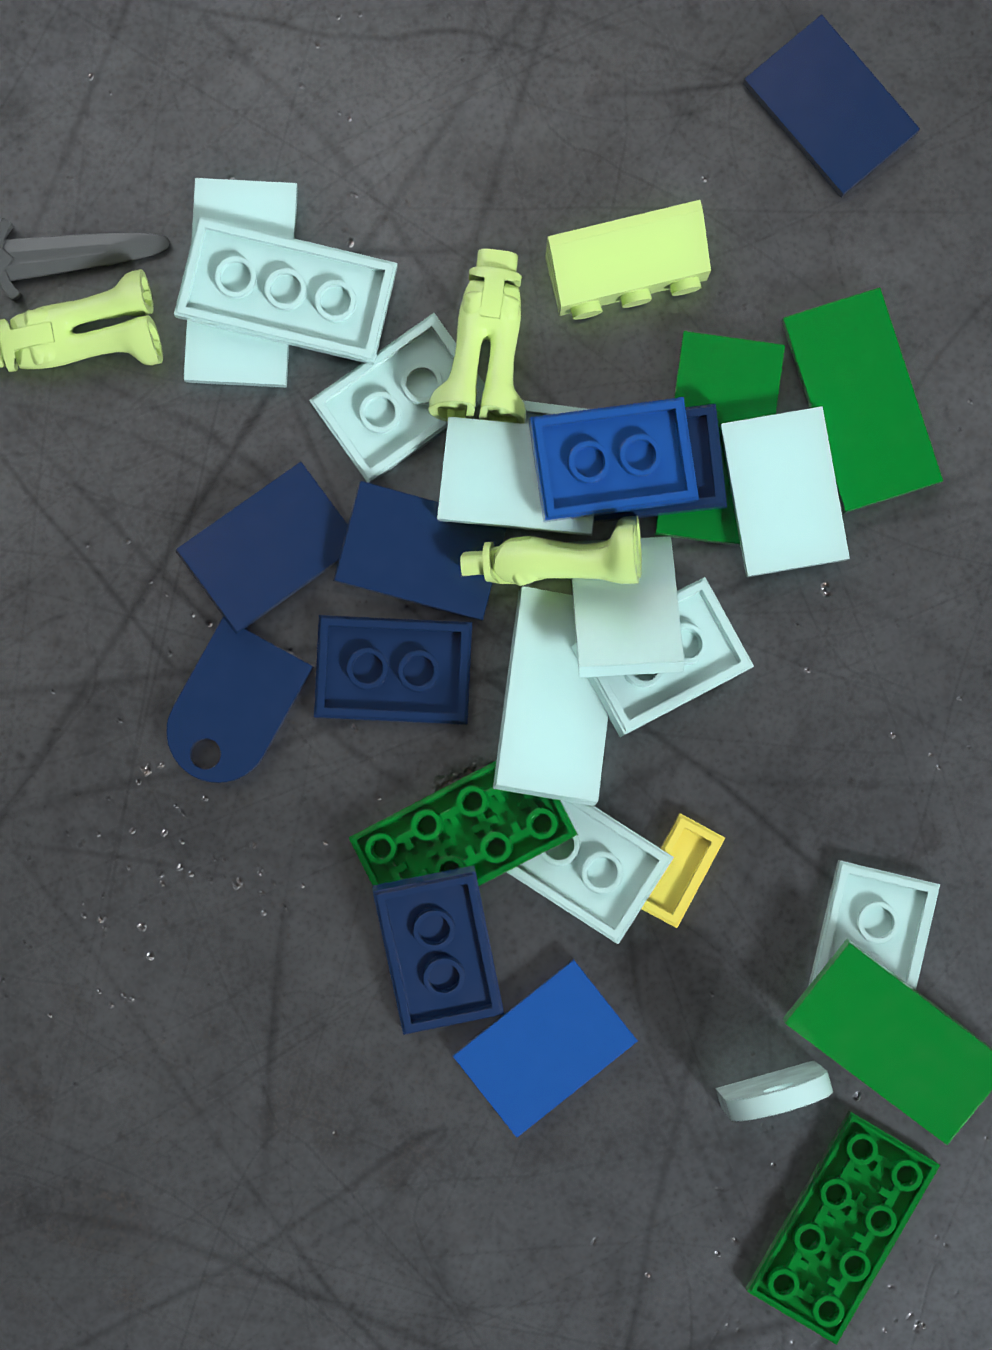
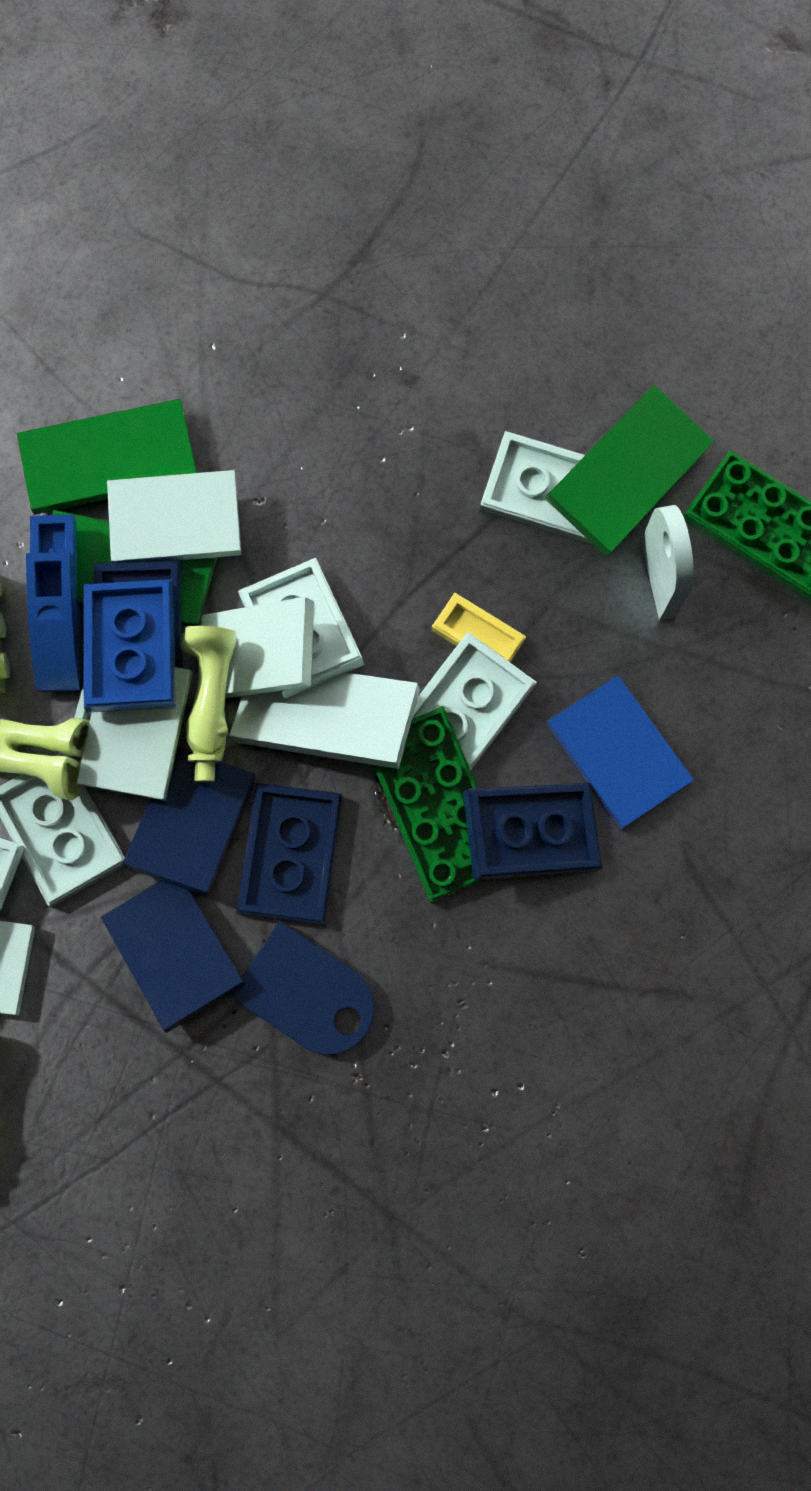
camera: 80 degrees left, 10 degrees down
(665, 362) = (53, 604): none -> blue slope

